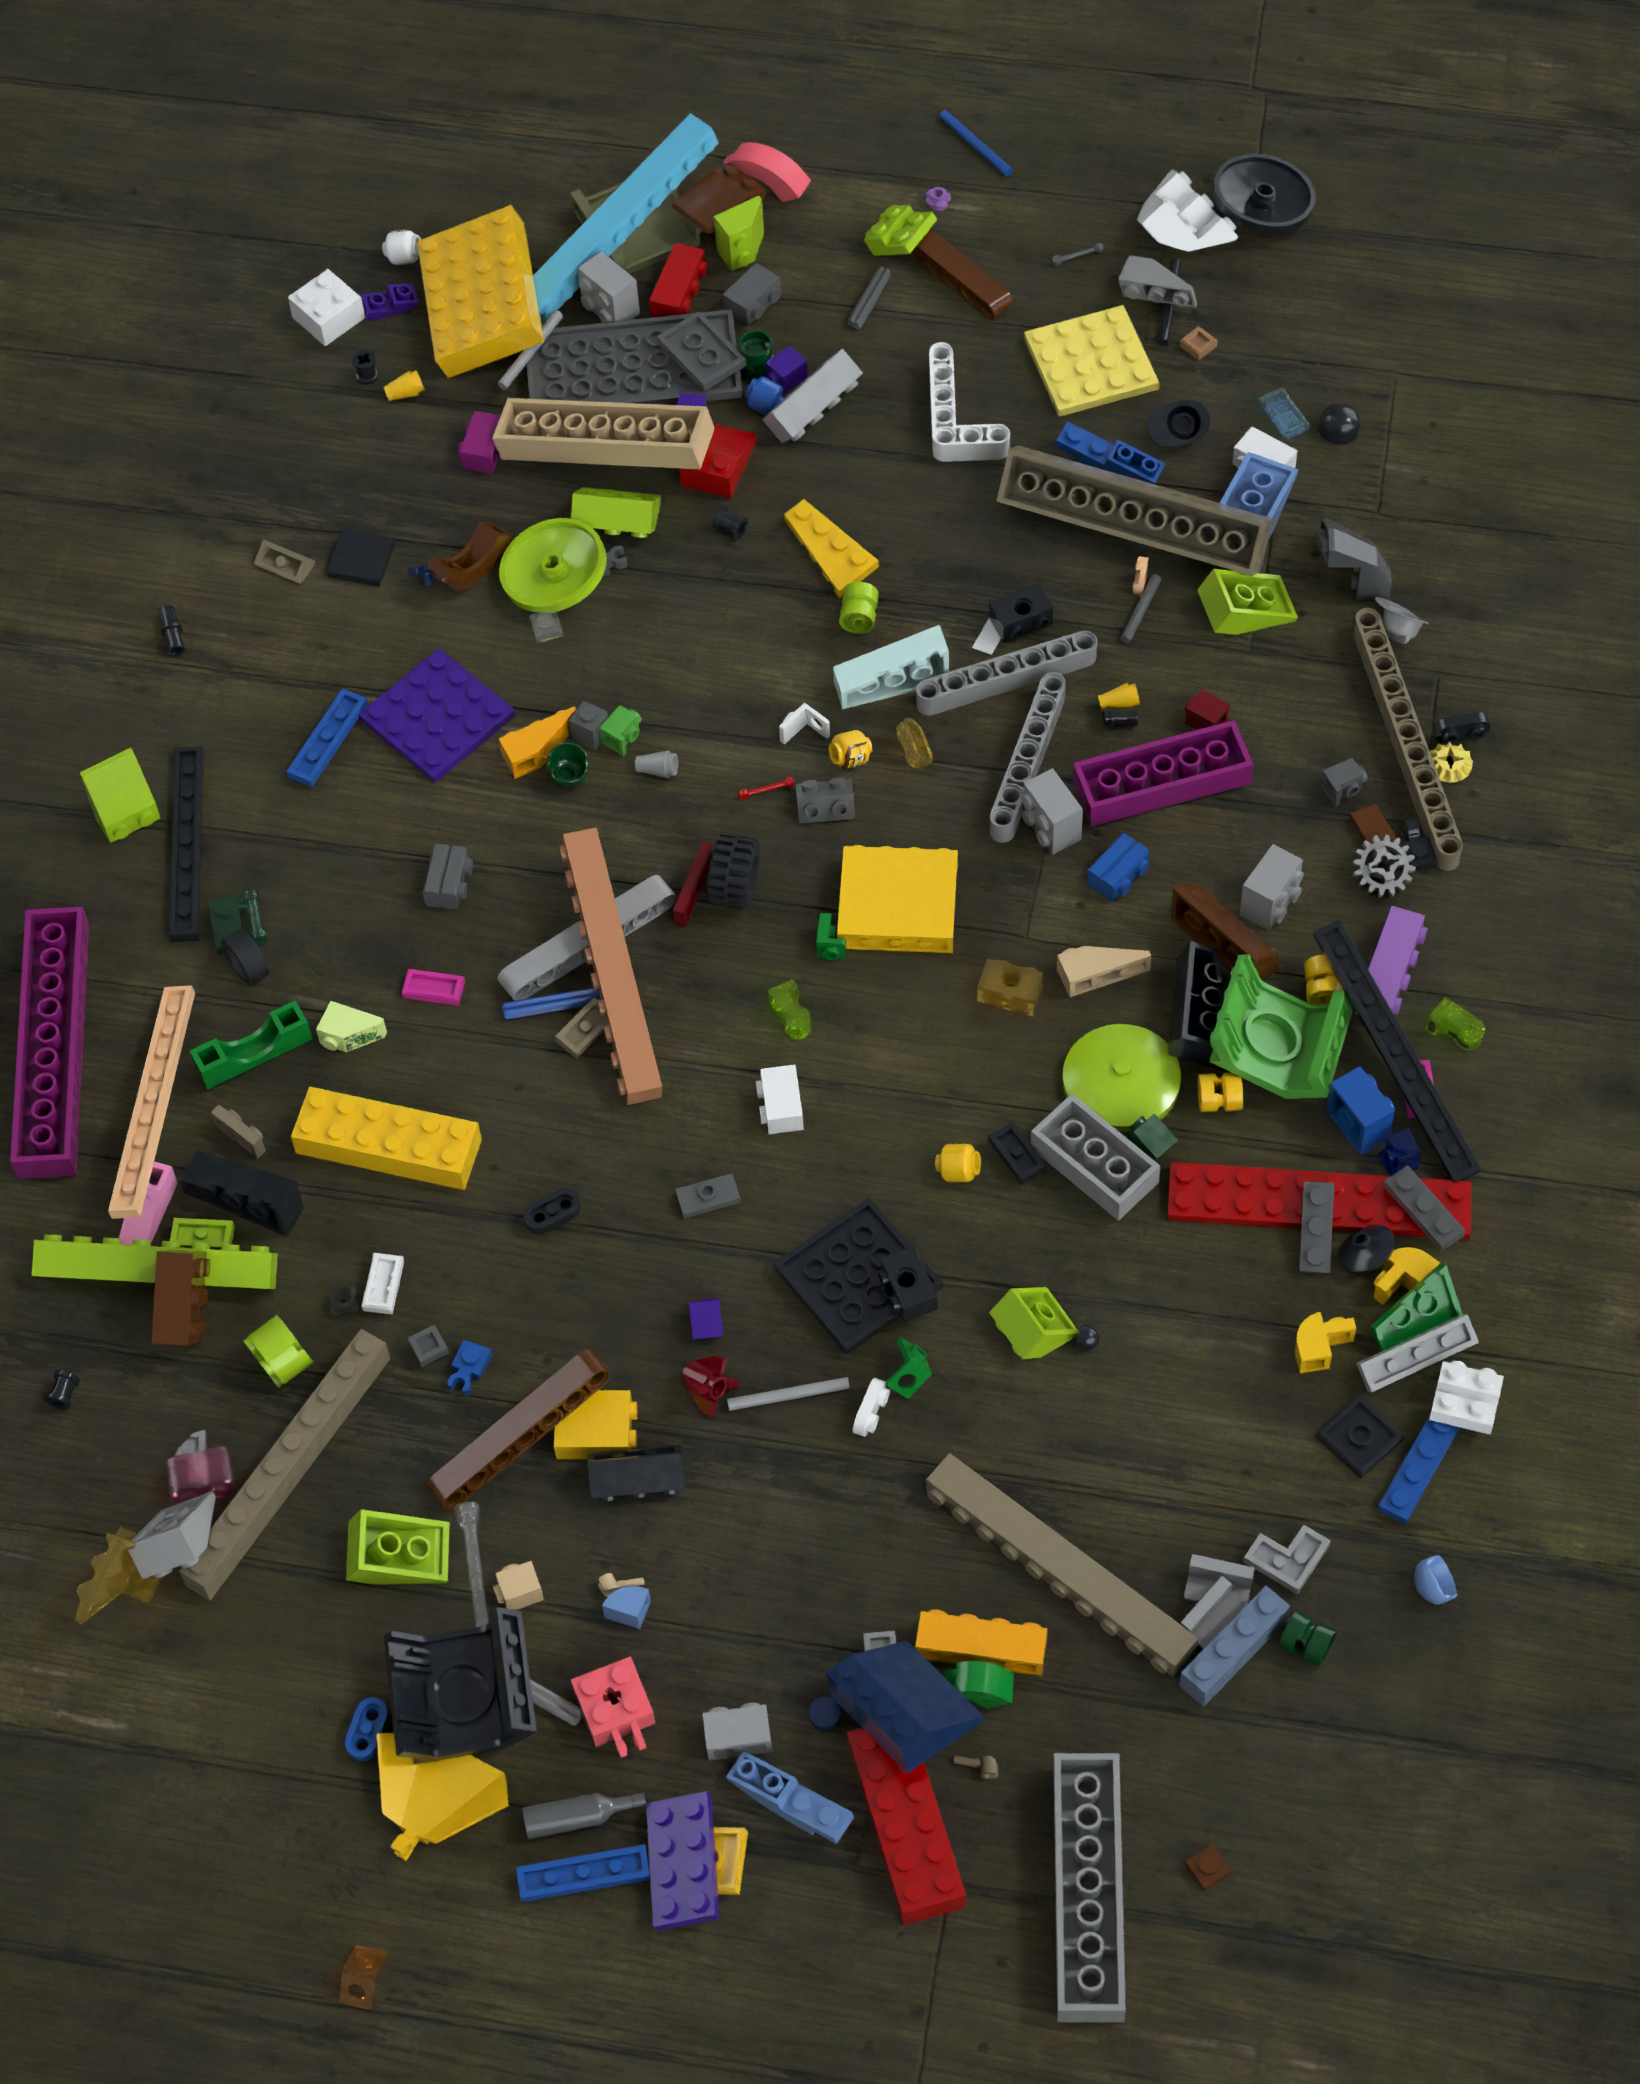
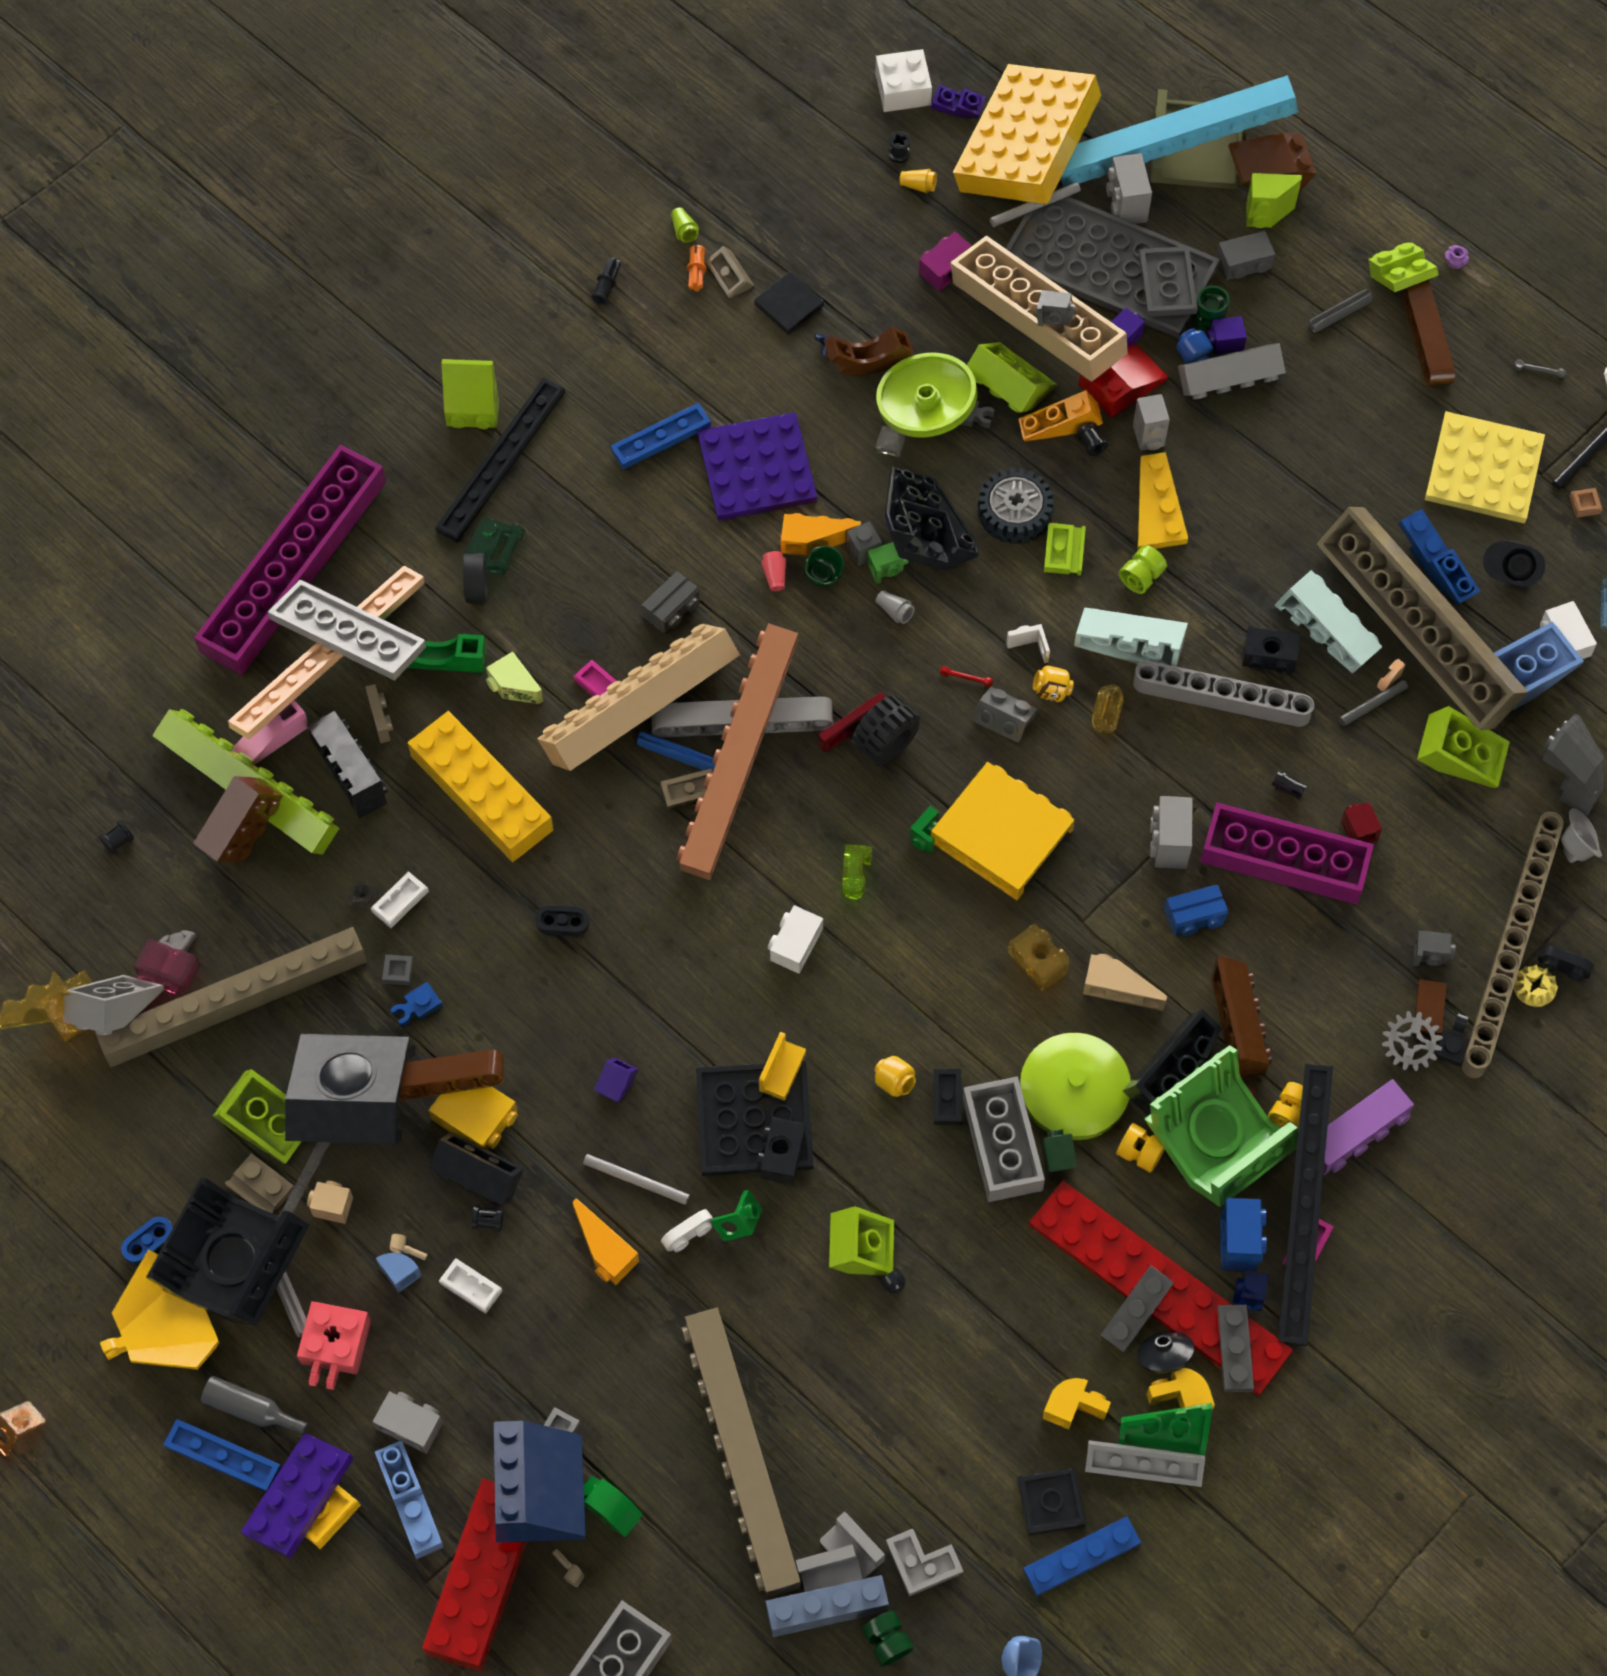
camera: 30 degrees right, 5 degrees up
(159, 1067) = (347, 629): none -> light grey plate
(202, 1231) = (298, 777): lime plate -> none
(213, 543) = (685, 227): none -> lime cone
(250, 573) = (696, 268): none -> orange axle
(278, 1351) = (284, 905): lime brick -> none
(401, 247) = (995, 61): white head -> none
(437, 1612) = (259, 1184): none -> dark tan plate
(465, 1472) = (346, 1089): none -> black panel
(480, 972) = (637, 696): none -> tan brick
(522, 794) = (774, 569): none -> coral cone
(627, 419) = (1055, 308): none -> dark grey brick
(634, 676) = (925, 522): none -> black wedge
(677, 1509) = (480, 1212): none -> black bush
(678, 281) = (1193, 212): red brick -> none
(688, 520) = (1061, 418): none -> light orange slope
(703, 617) = (1013, 522): none -> wheel
(705, 1578) = (470, 1285): none -> white plate
(706, 1382) = (579, 1131): dark red brick -> none
(708, 1196) = (687, 981): dark grey plate -> none
(770, 167) = (1333, 156): coral arch -> none
(774, 630) = (1064, 549): none -> lime plate
(775, 478) = (1151, 422): none -> light grey brick
(808, 1468) = (608, 1250): none -> light orange slope
(824, 1713) = (482, 1450): dark blue tile -> none
(854, 1215) = (781, 1068): none -> yellow panel
(955, 441) = (1321, 463): white beam -> none
(972, 1639) = (638, 1474): light orange brick -> none
(977, 144) = (1523, 226): blue bar -> none
(987, 639) = (1231, 656): white sticker -> none
(1027, 745) = (1193, 763): light grey beam -> none
(1055, 560) = (1329, 621): none -> light aqua wedge
(1120, 697) = (1301, 769): yellow cone -> none
(1151, 281) = (1580, 427): light grey slope -> none
(1271, 888) = (1304, 1004): light grey brick -> none
(1457, 1024) = (1377, 1210): clear neon green leg -> none
(1466, 1397) = (1156, 1526): white plate -> none

